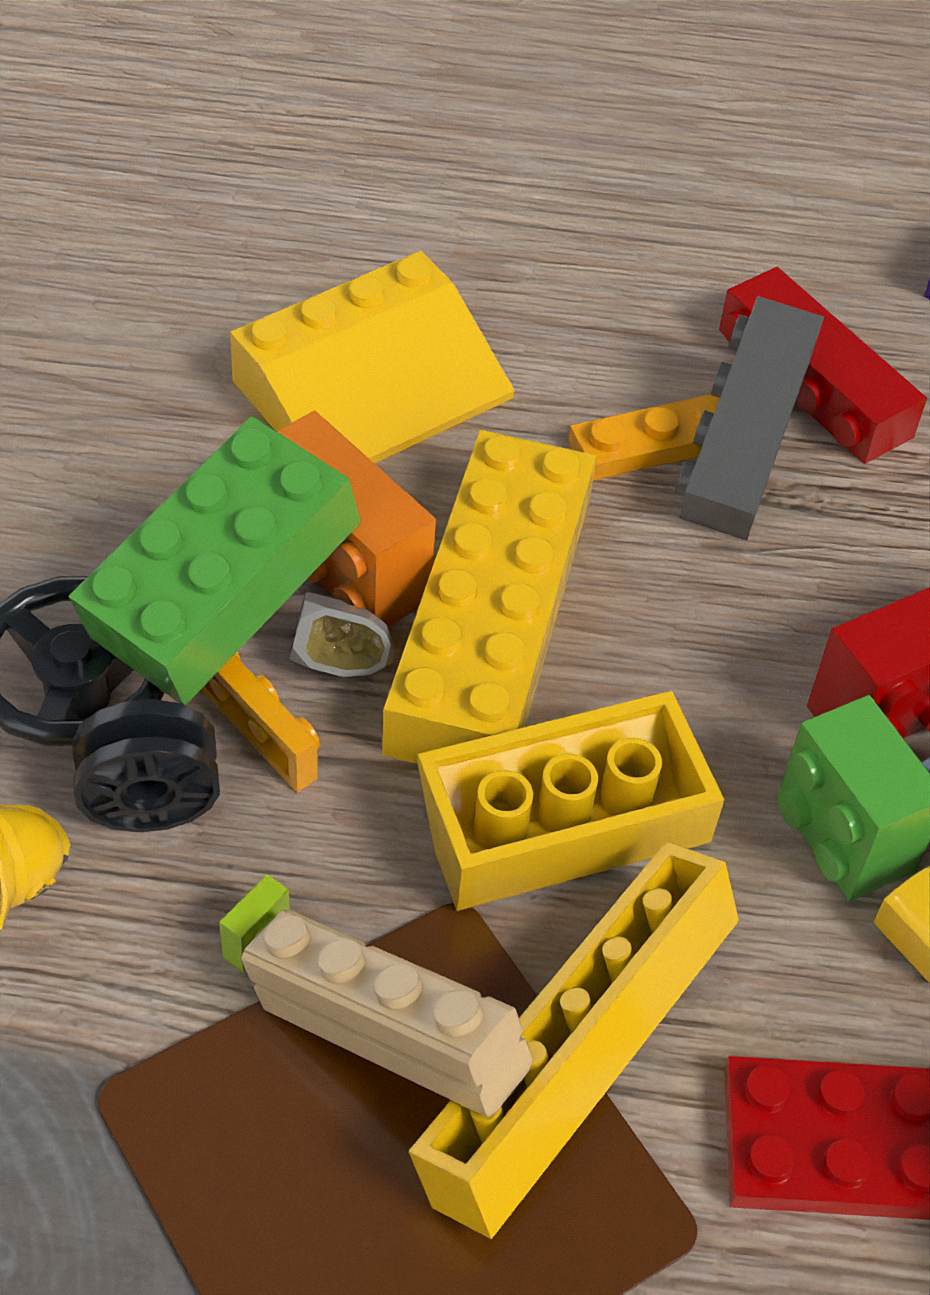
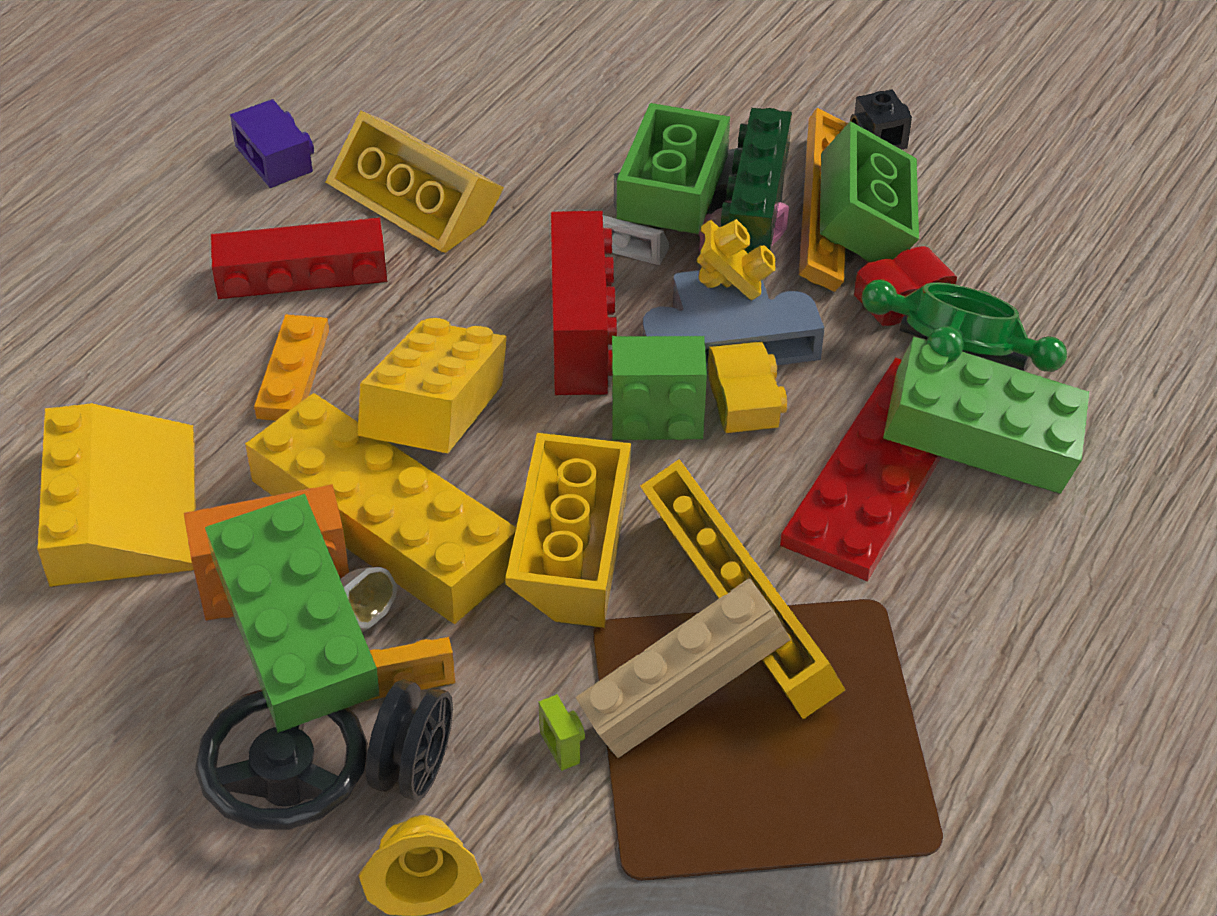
camera: 60 degrees left, 5 degrees down
(681, 557) = (432, 385): none -> yellow brick
(750, 417) = (329, 299): dark grey brick -> none

